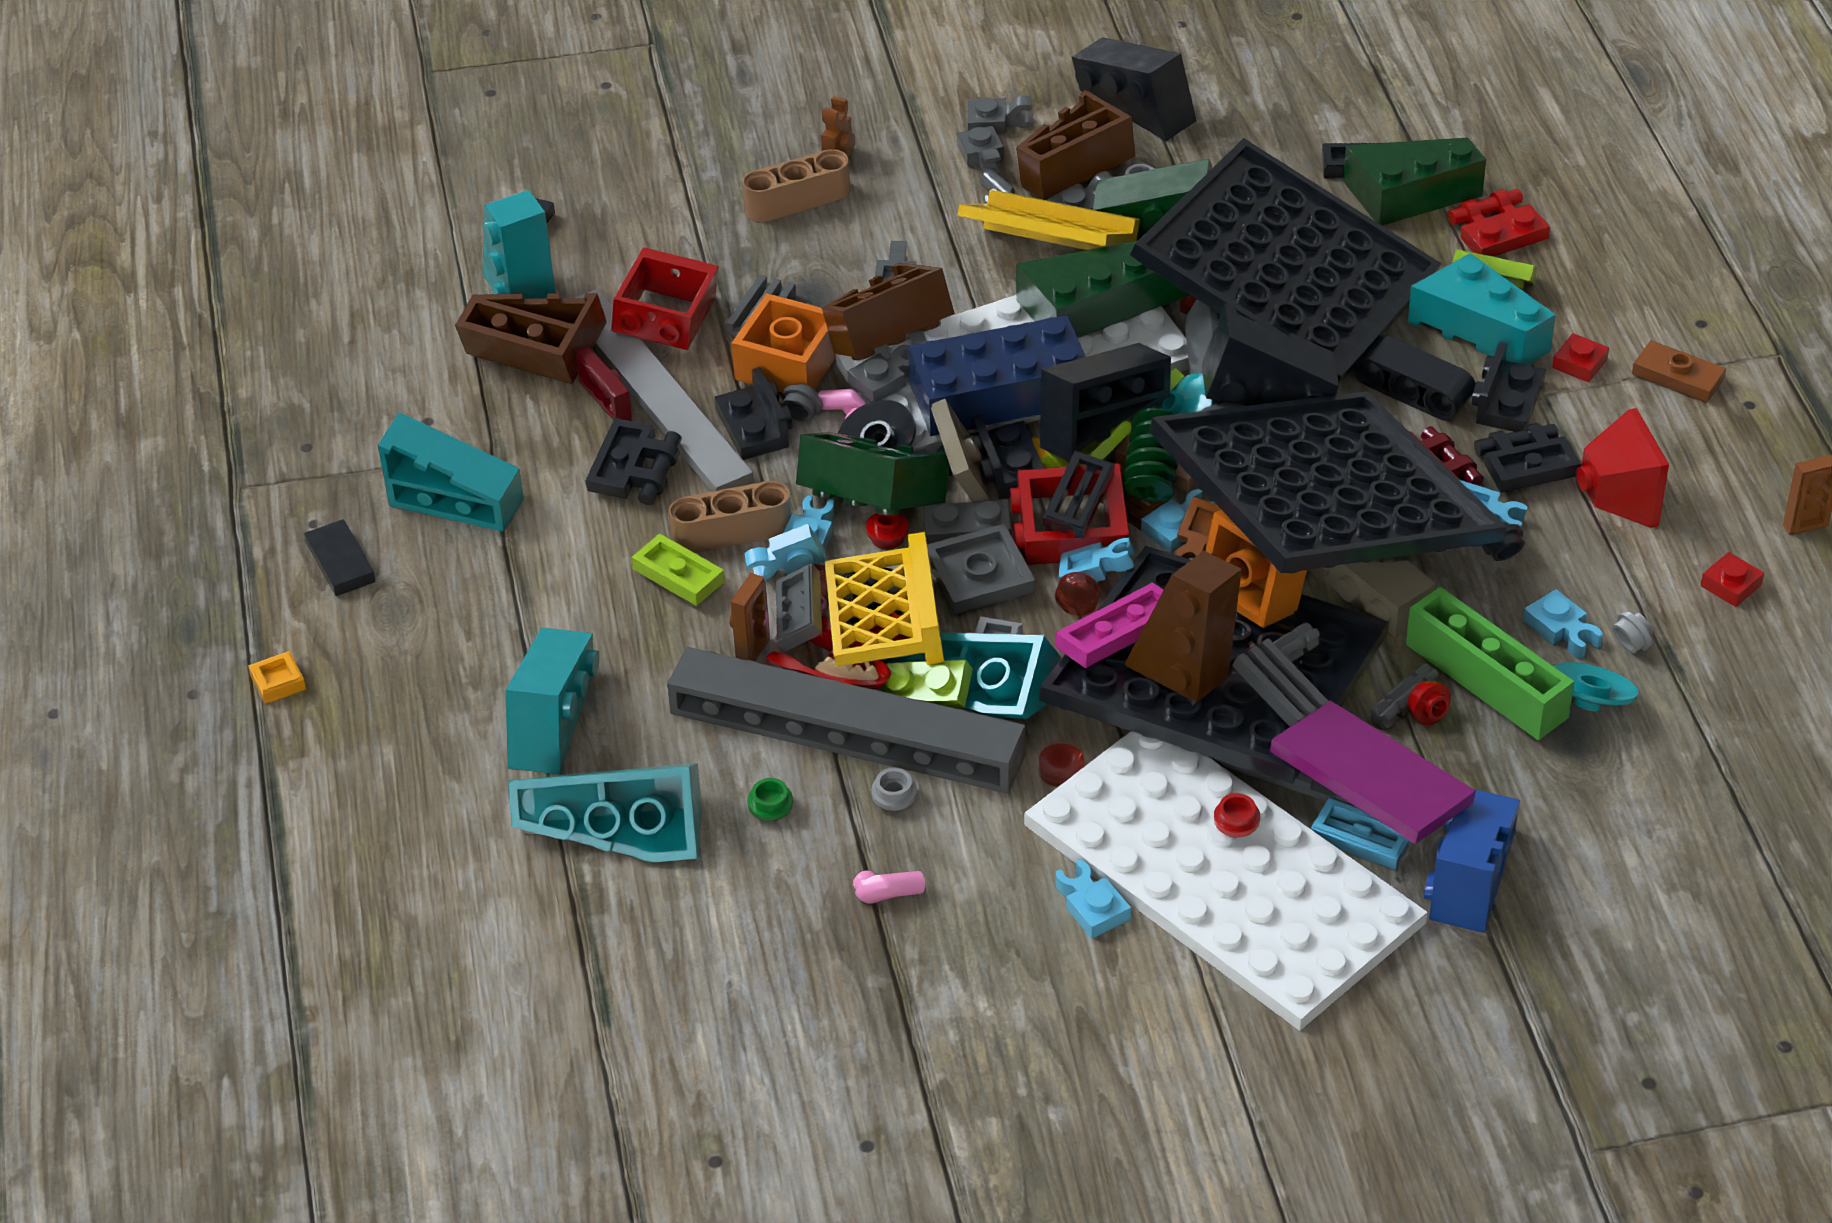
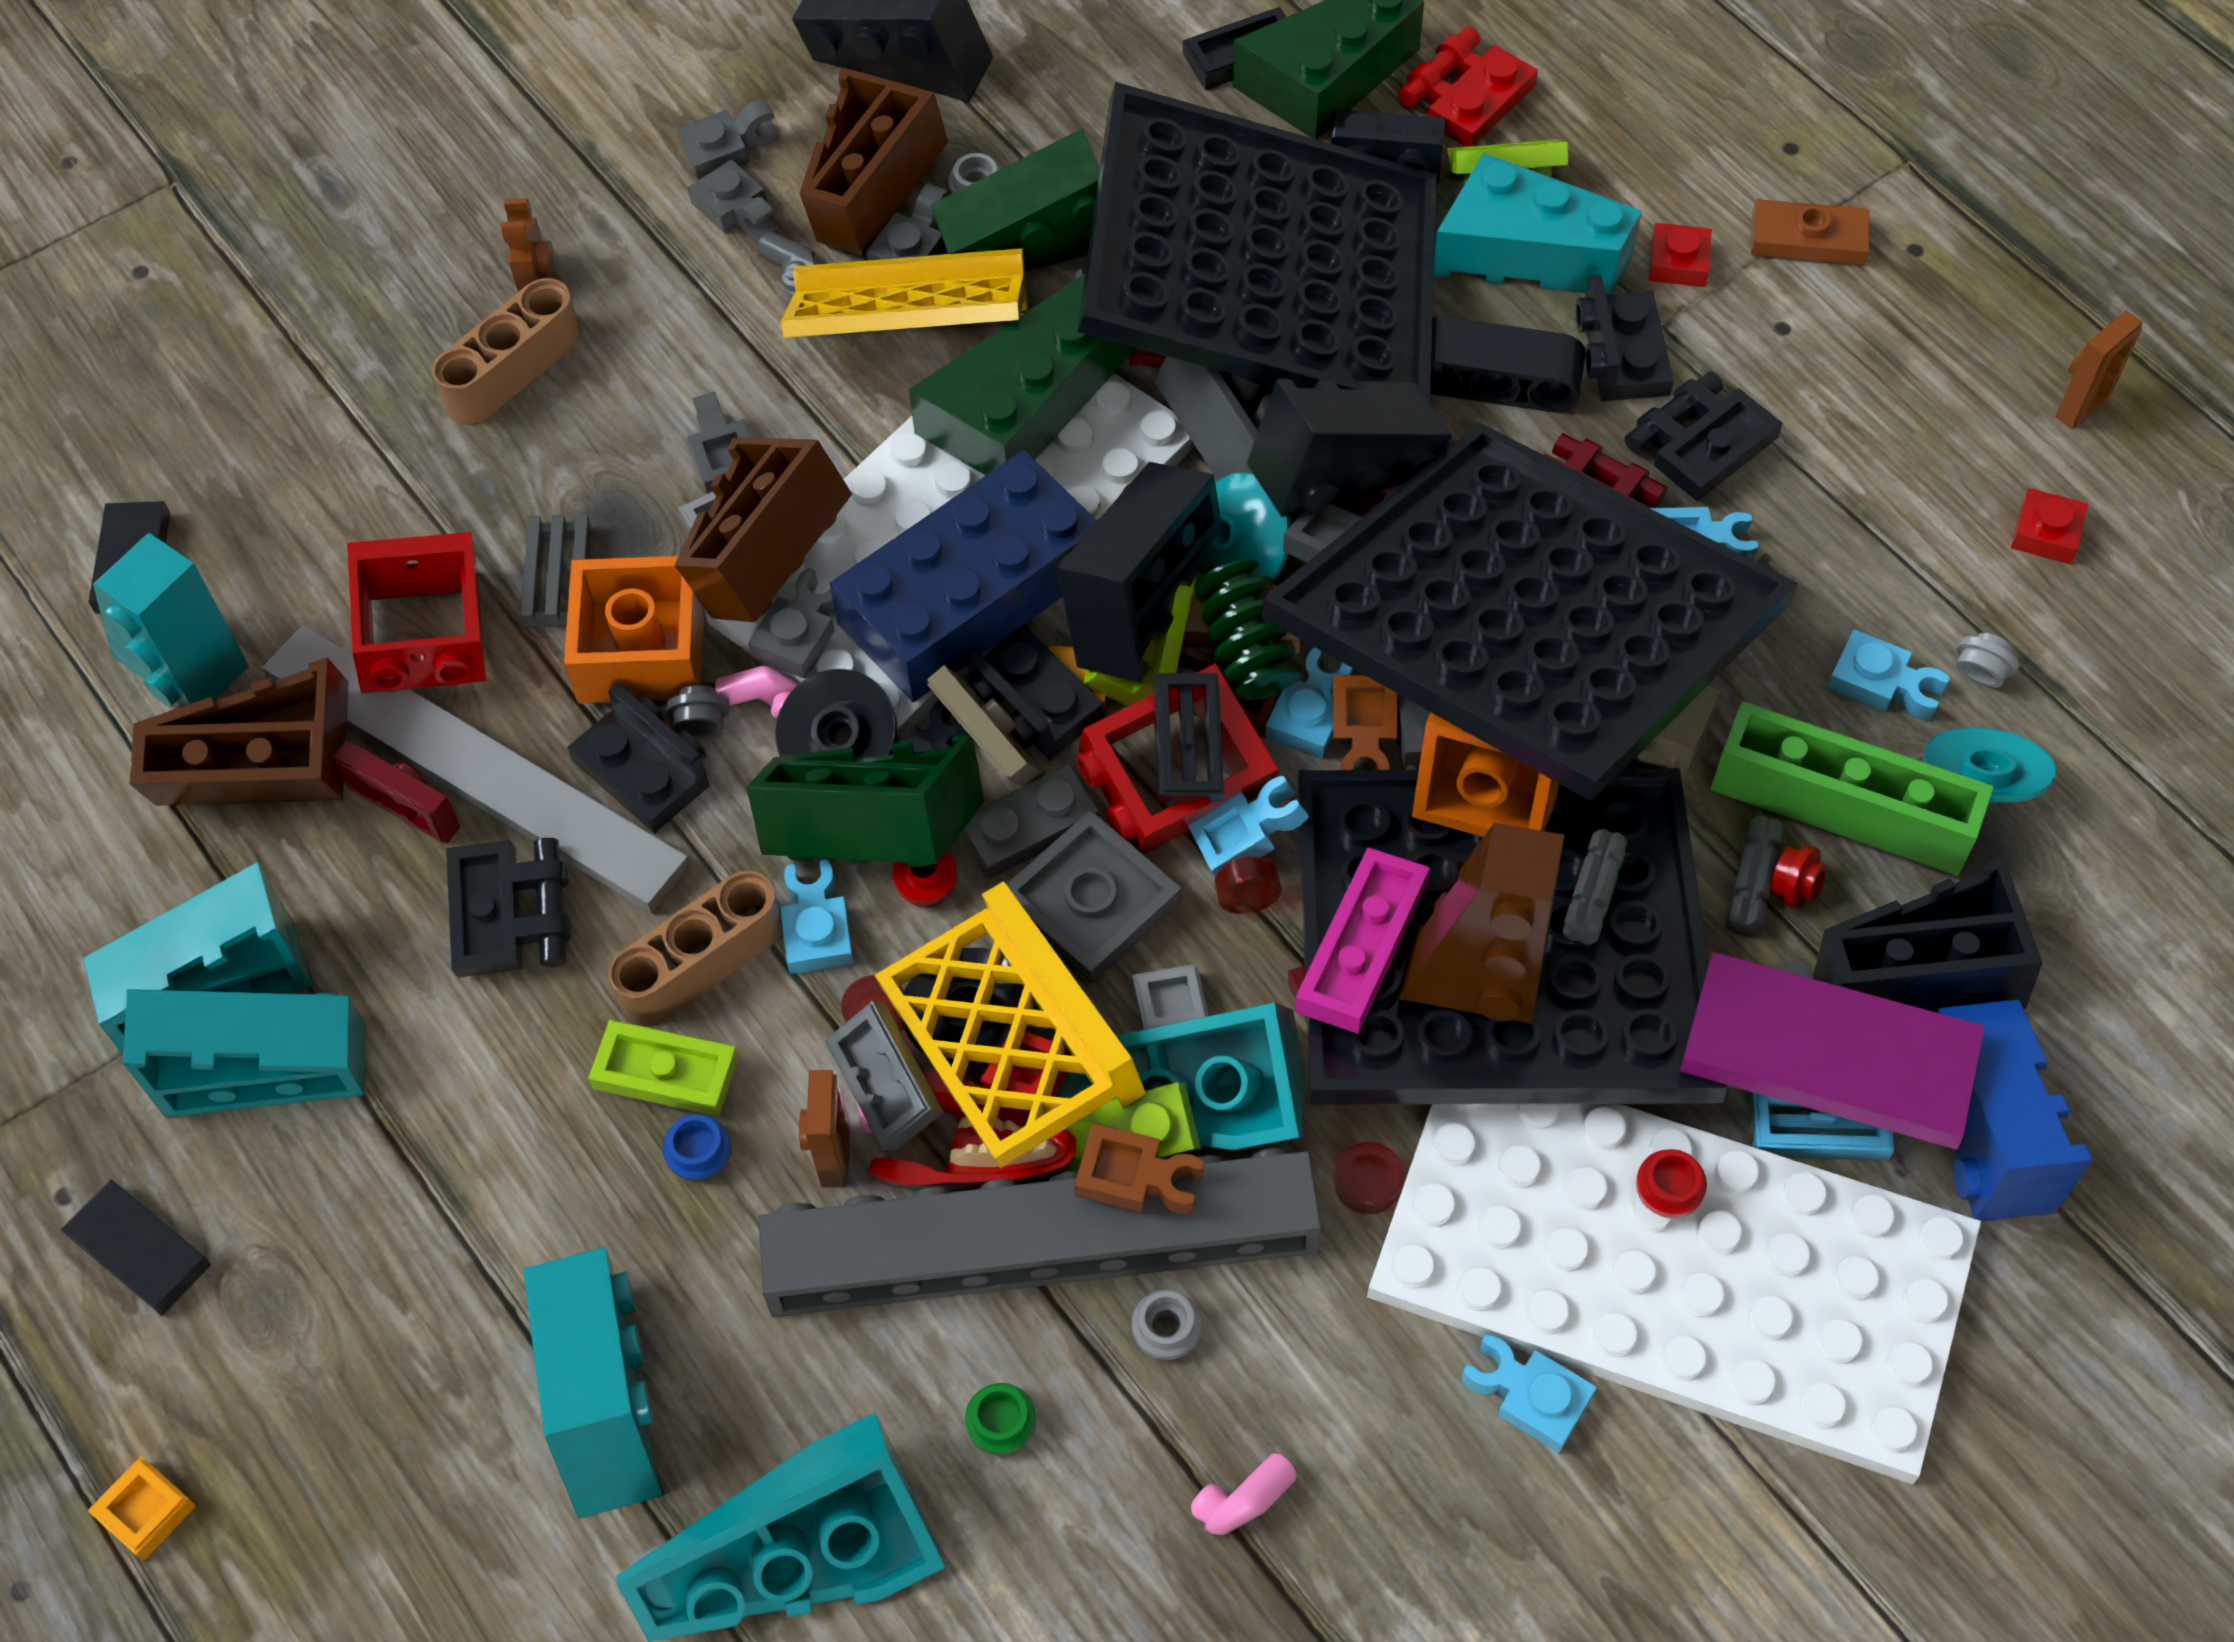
camera: 25 degrees left, 15 degrees up
(467, 412) = (215, 942): none -> wedge
(674, 613) = (696, 1147): none -> blue plate
(787, 552) = (818, 980): medium azure plate -> none
(910, 688) = (1125, 1168): none -> dark orange plate
(1285, 681) = (1639, 945): dark grey tile -> none
(1426, 235) = (1393, 137): none -> black bracket
(1488, 758) = (1940, 950): none -> black wedge
(1625, 471) = (1856, 416): red slope -> none

